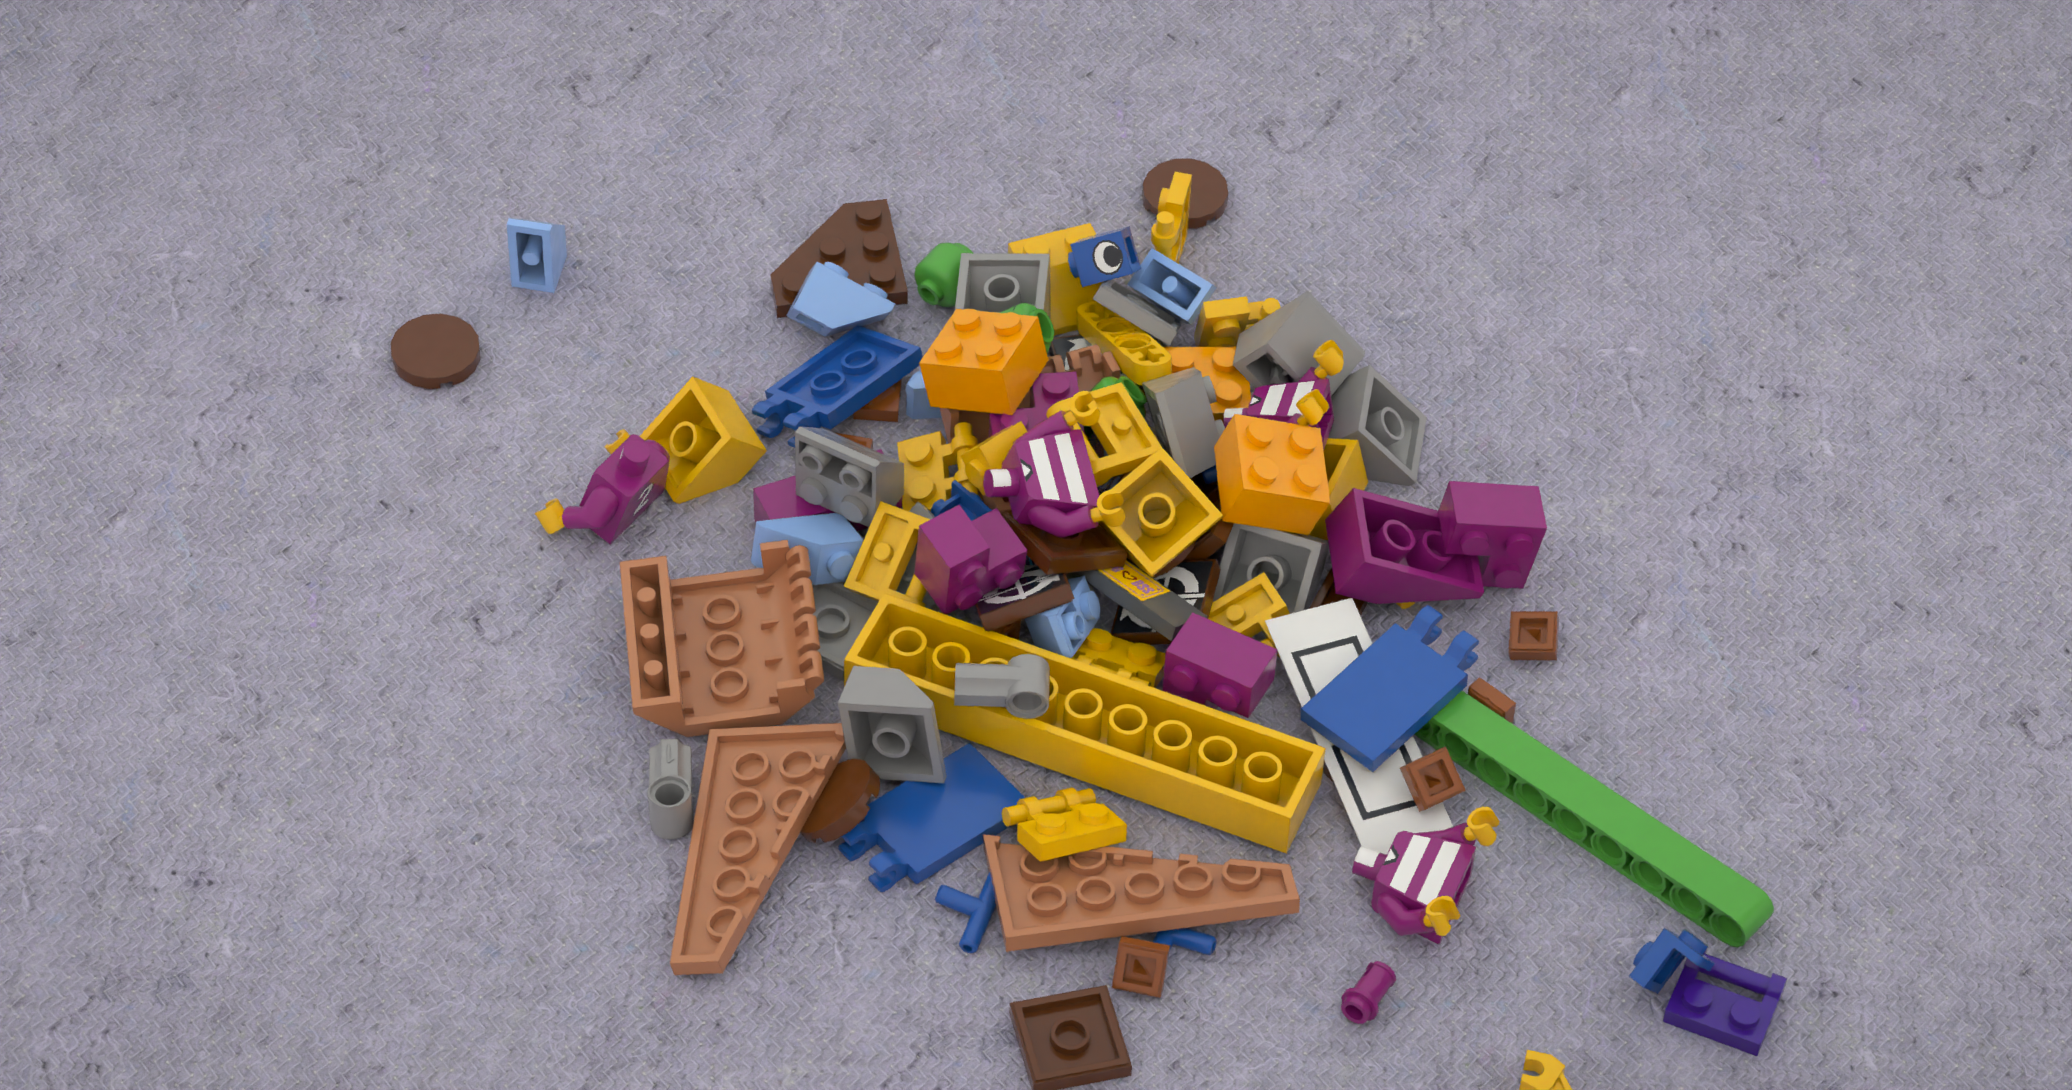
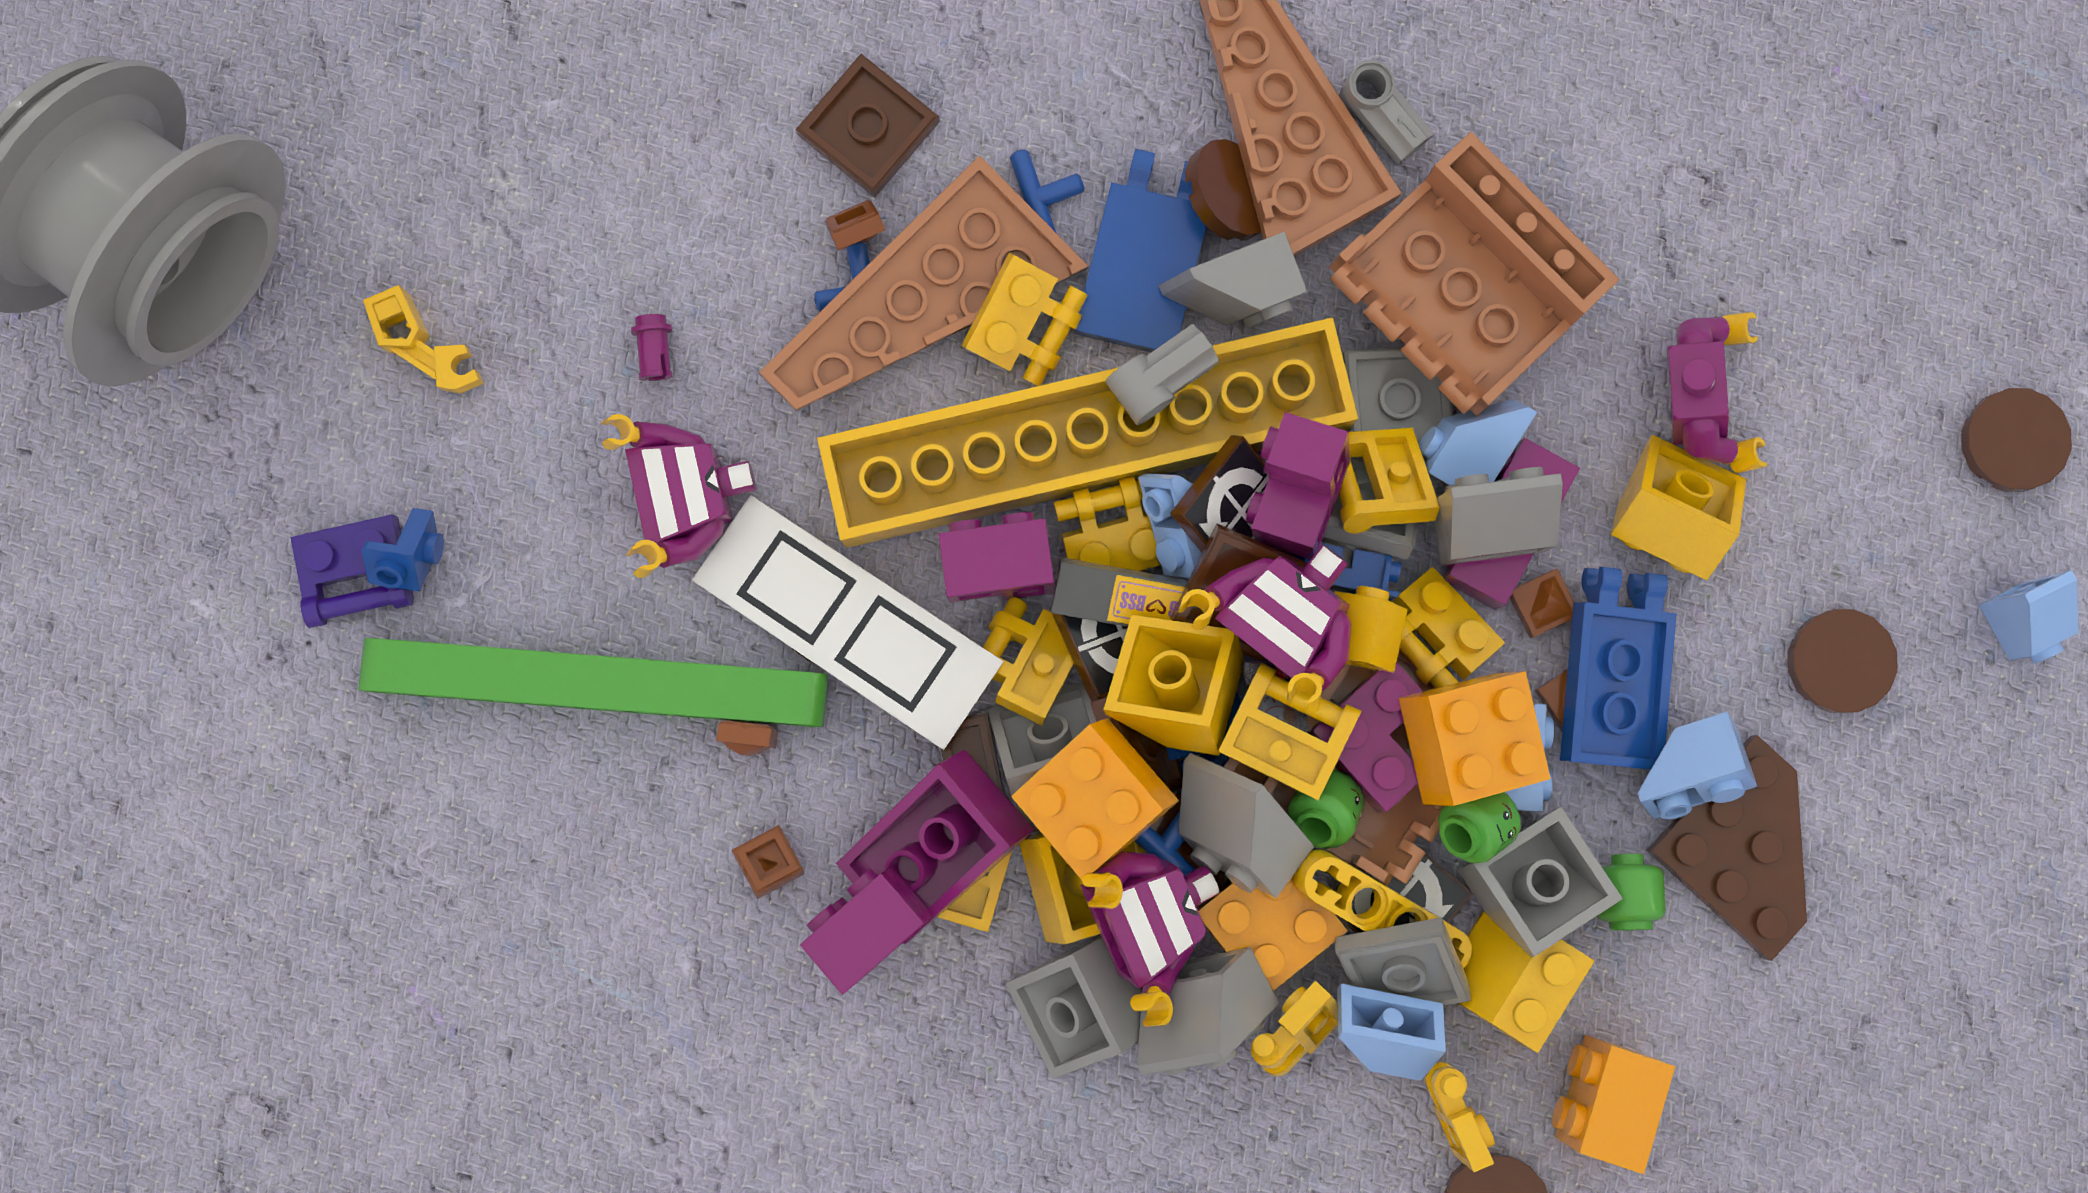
camera: 150 degrees right, 35 degrees up
(678, 312) = (1842, 661): none -> reddish brown tile
(1063, 178) = (1612, 1103): none -> light orange brick
(1104, 257) = (1478, 997): blue brick -> none
(1391, 690) = (833, 662): blue tile -> none
(1432, 779) = (738, 602): dark orange tile -> none

